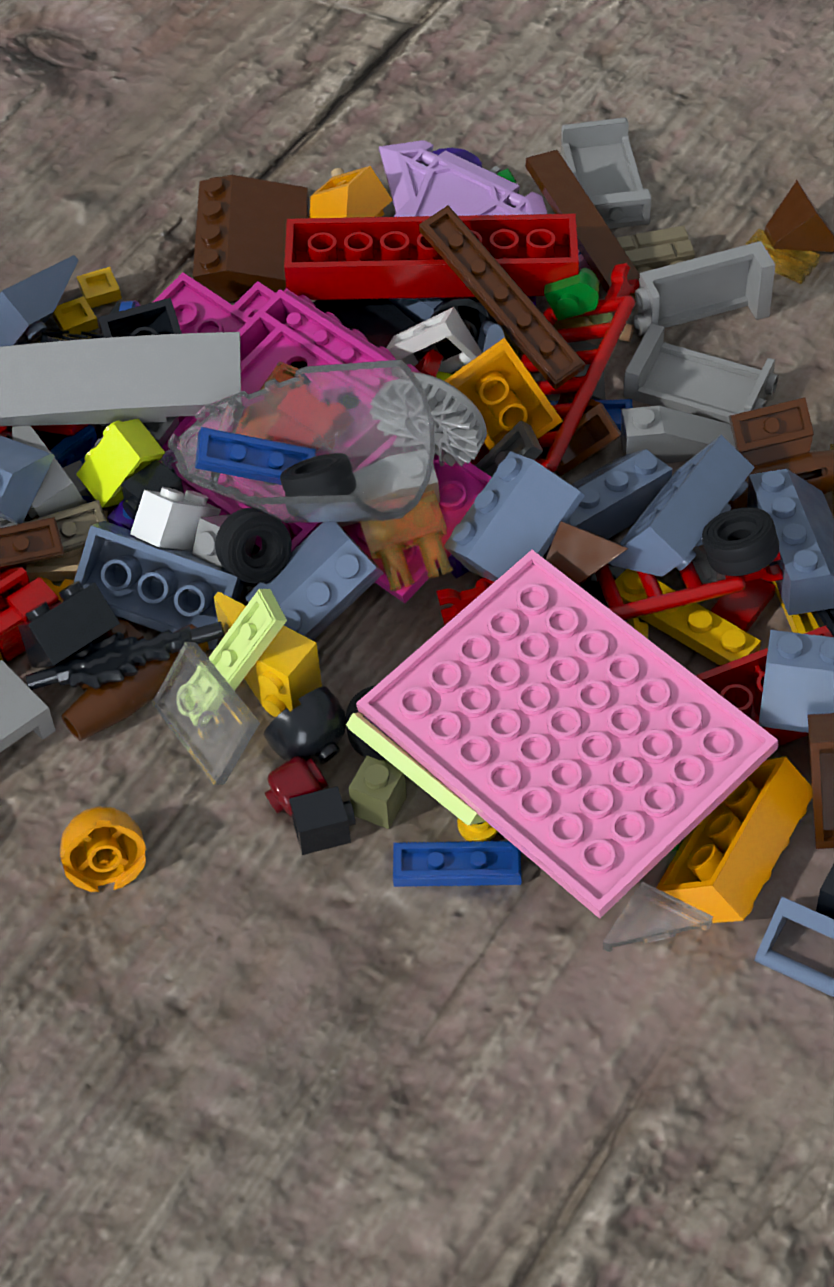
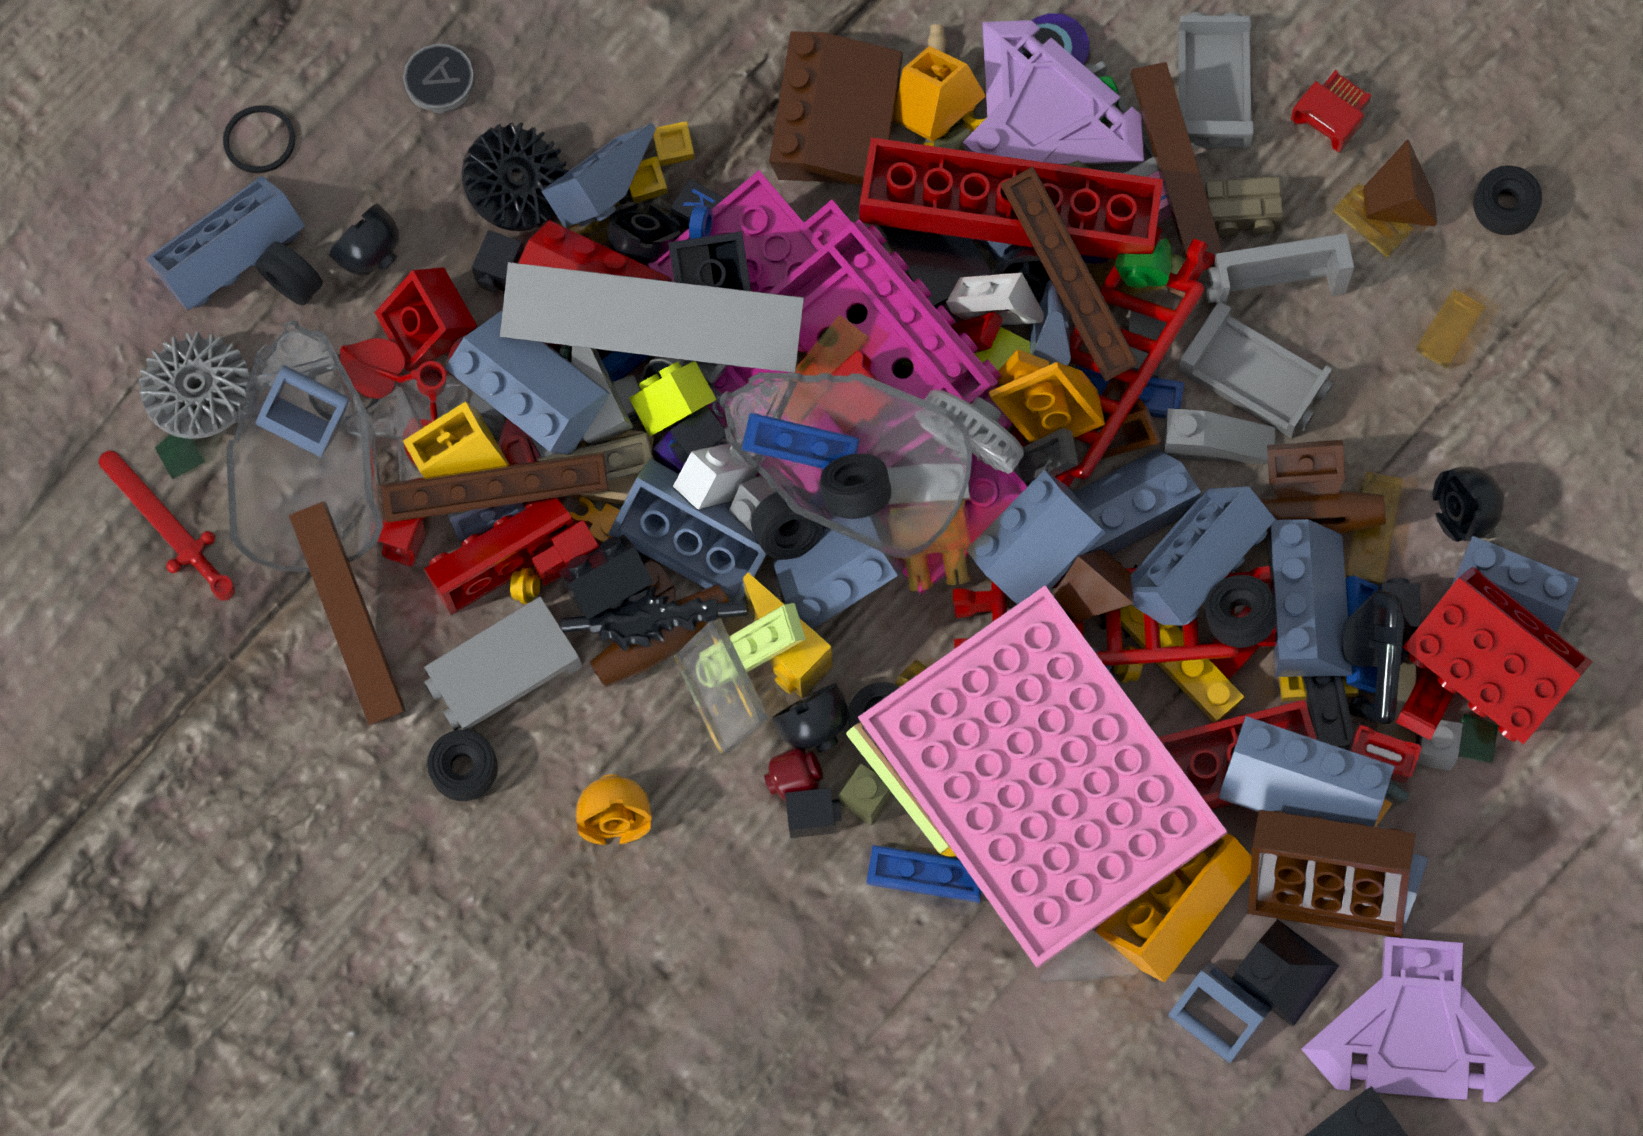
camera: 10 degrees right, 20 degrees up
(718, 180) = (1333, 109): none -> red piece

